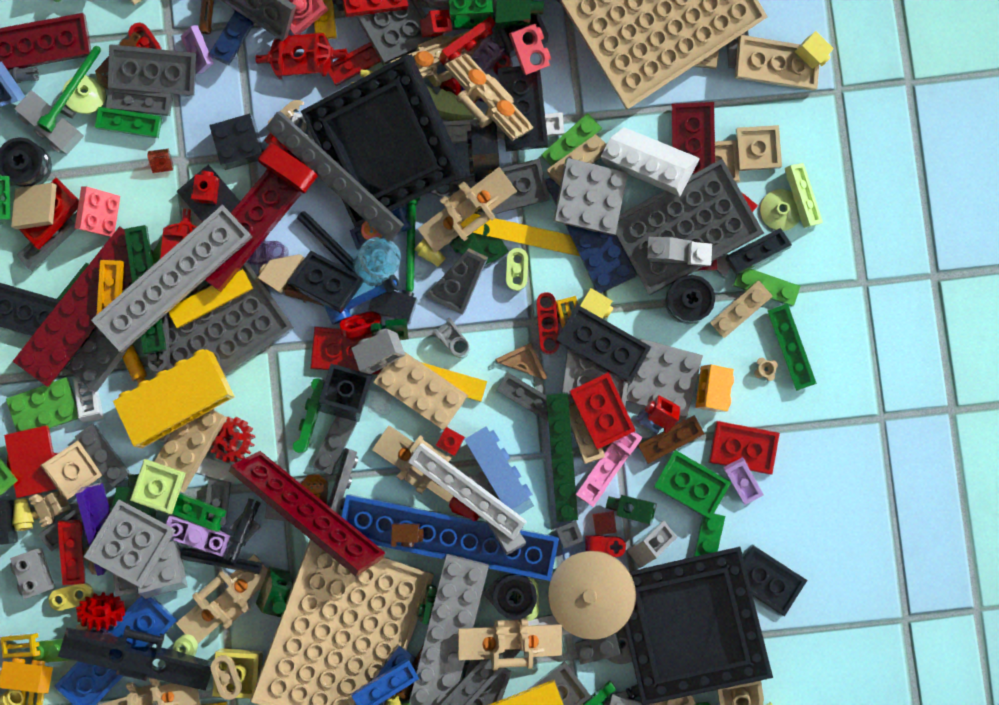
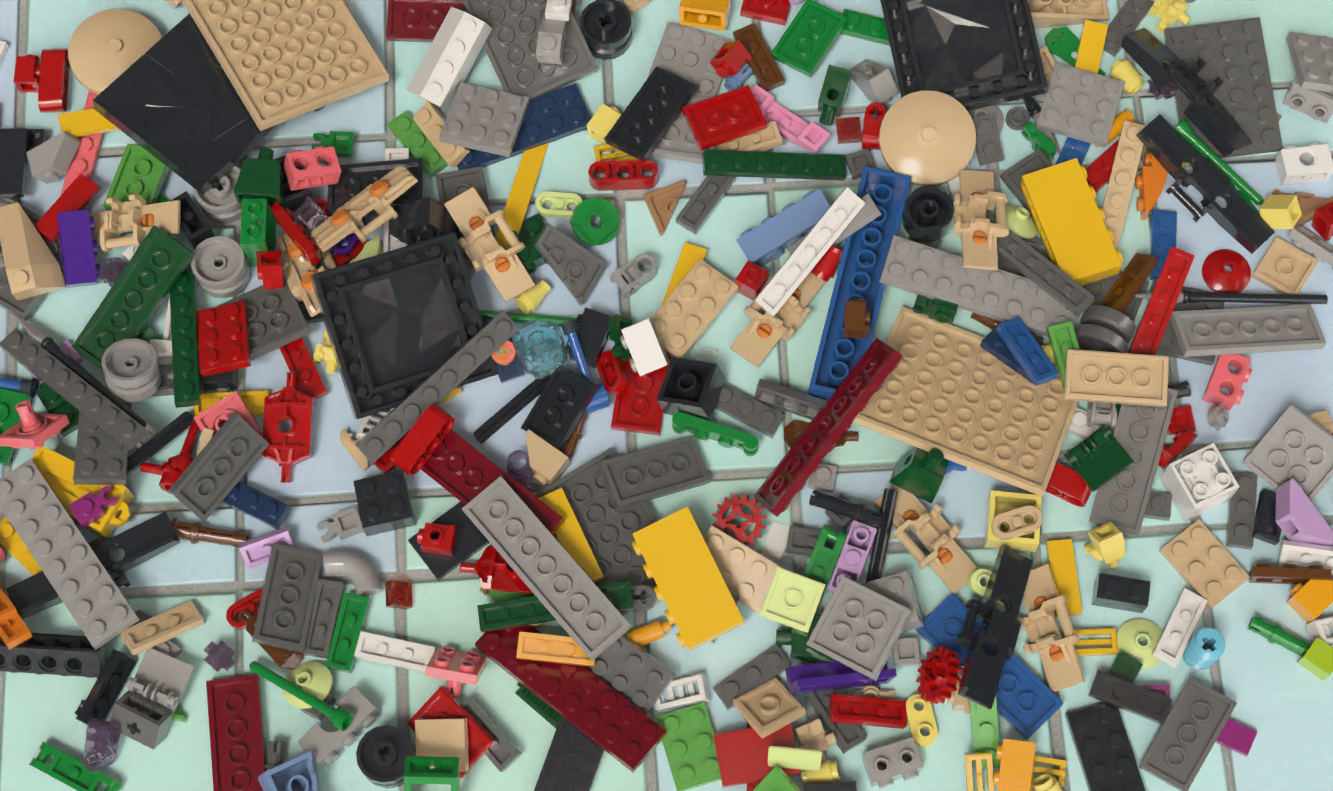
camera: 90 degrees left, 15 degrees down
(26, 493) = (794, 758): none -> yellowish green slope
(103, 21) = (219, 656): none -> clear purple gear
(113, 161) = (393, 652): none -> white plate
(181, 123) = (355, 567): none -> light grey cylinder
(220, 109) = (345, 524): none -> light grey plate
(270, 365) = (654, 472): none -> dark grey plate
(512, 301) = (581, 221): none -> green plate
(517, 679) = (1020, 221): none -> yellowish green dish
(566, 71) = (342, 142): none -> green plate
(622, 676) = (1017, 118): none -> dark grey plate

